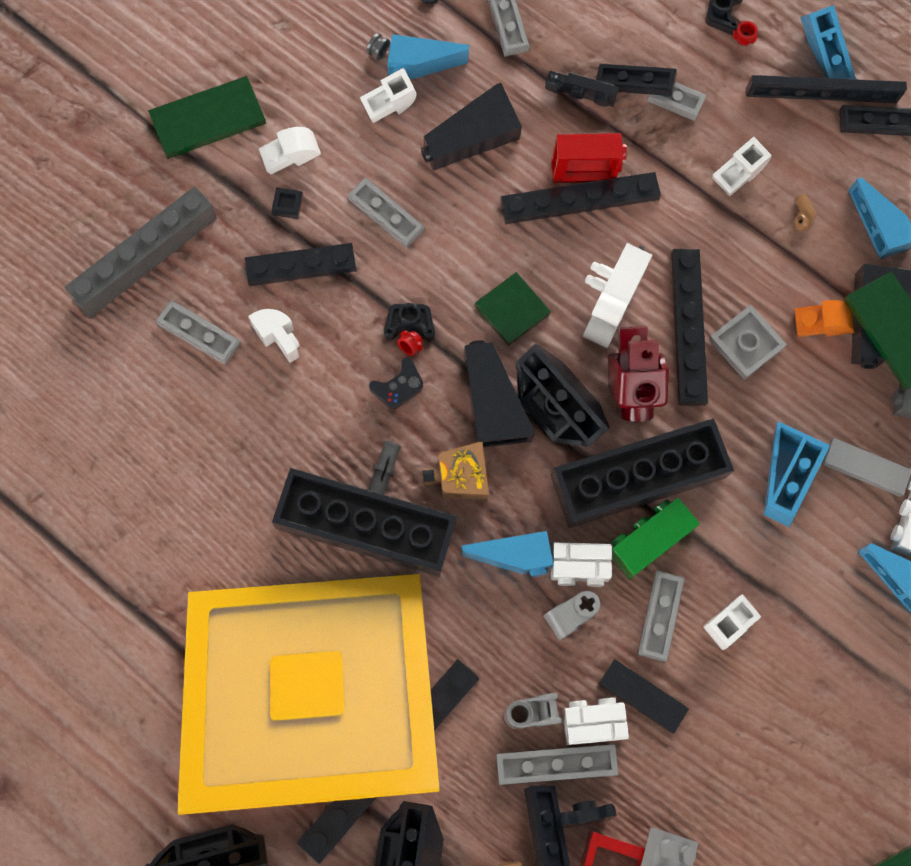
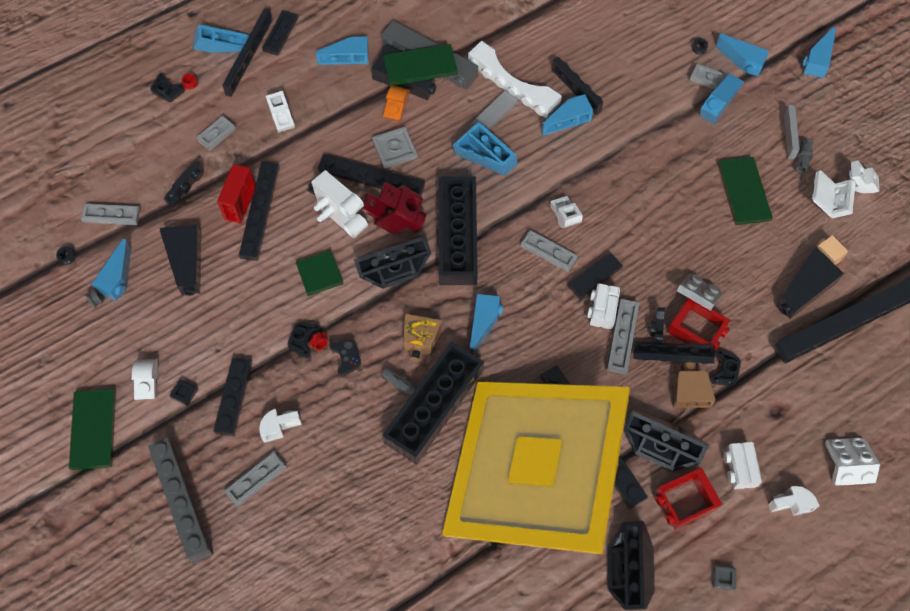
camera: 65 degrees left, 10 degrees down
(386, 213) = (218, 330): light grey tile -> none
(394, 95) = (136, 300): white brick -> none
(493, 400) = (376, 301): black slope -> none
(538, 711) = (587, 337): light grey piece -> none
(568, 615) = (533, 299): light grey piece -> none
(581, 563) = (503, 281): white brick -> none
(639, 78) = (194, 149): black tile -> none
(652, 537) = (500, 238): green brick -> none
(806, 215) = (325, 90): medium nougat arm -> none

